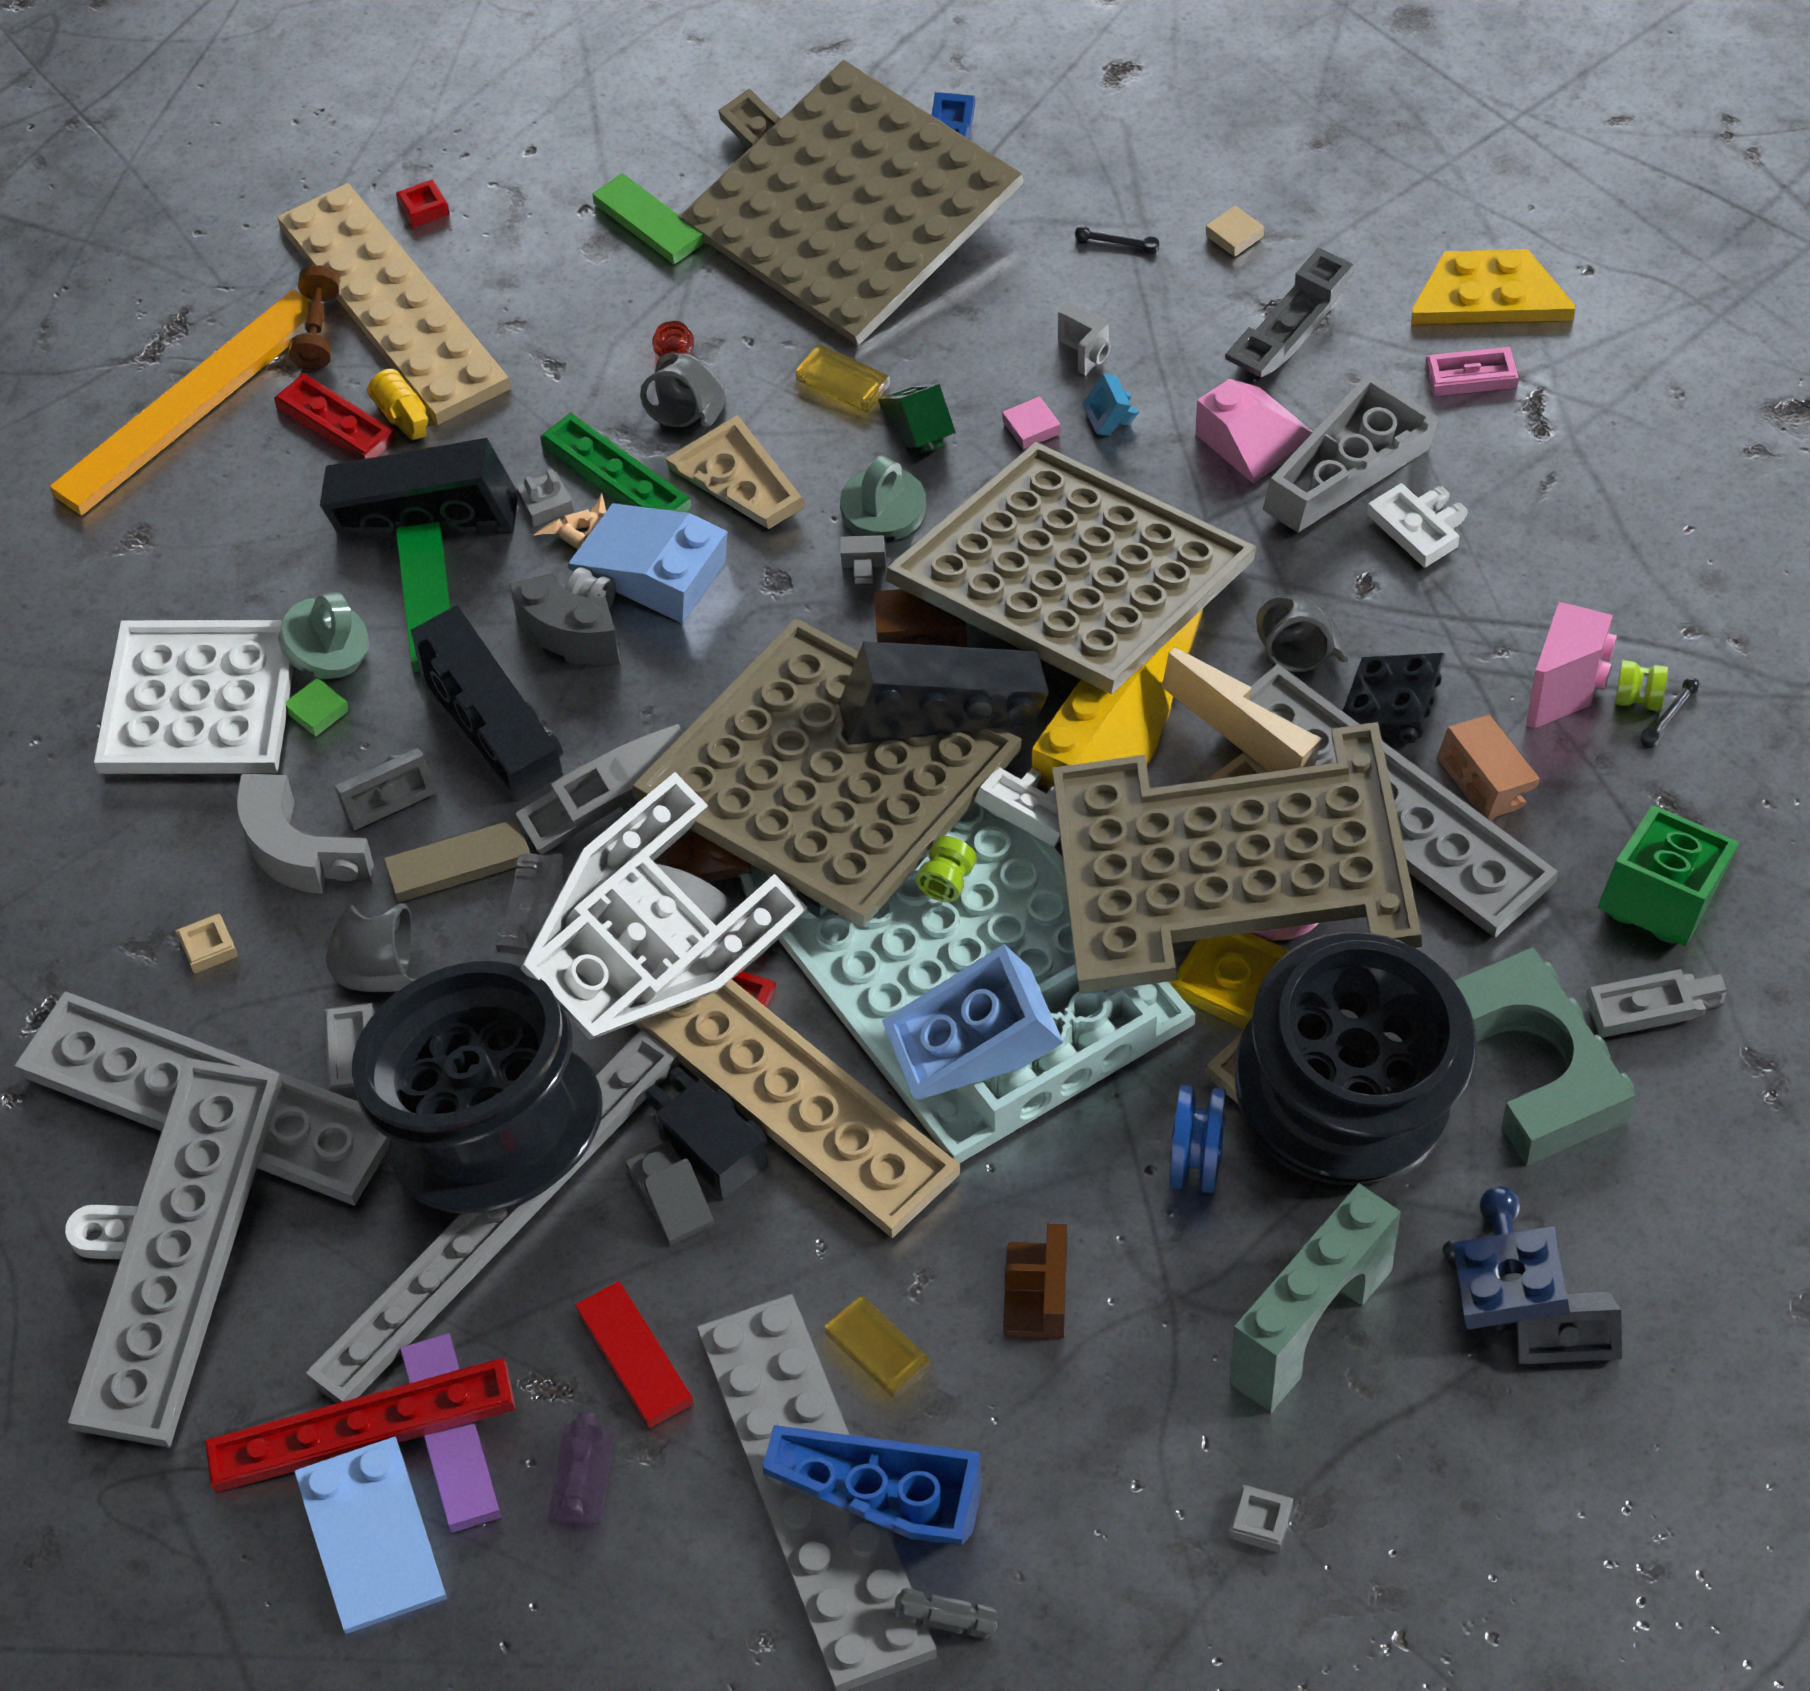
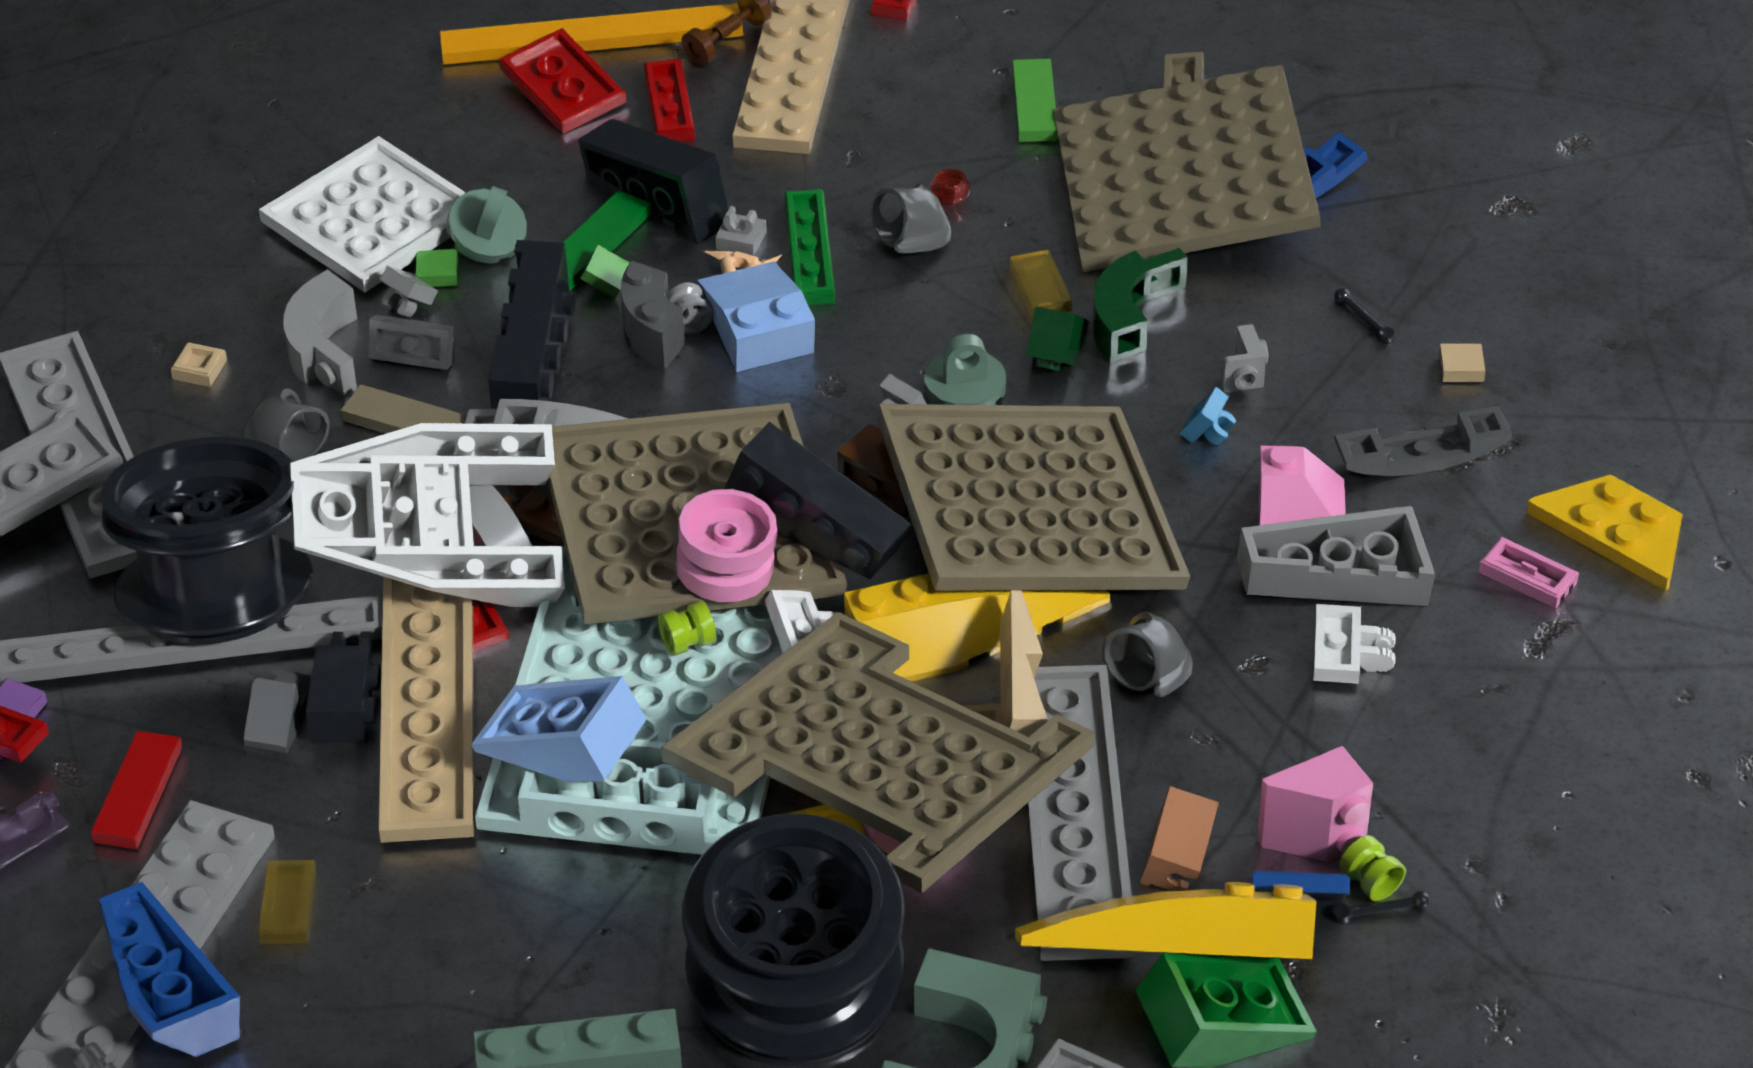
camera: 40 degrees right, 10 degrees down
(221, 460) = (562, 80): none -> red tile
(323, 741) = (408, 288): none -> light grey tile
(399, 403) = (717, 112): yellow hinge -> none
(478, 607) = (605, 271): none -> bright green tile
(738, 472) = (888, 297): tan wing -> none
(923, 774) = (726, 545): none -> bright pink wheel
(933, 358) = (1121, 288): none -> dark green arch
(1031, 422) = (1140, 396): bright pink tile -> none
(1036, 1286) = (434, 941): reddish brown panel -> none
(1197, 1138) = (636, 920): blue wheel -> none
(1395, 692) = (1176, 748): black hinge -> none
(1603, 828) = (1189, 922): none -> yellow wedge
(1621, 737) = (1314, 884): none -> blue tile

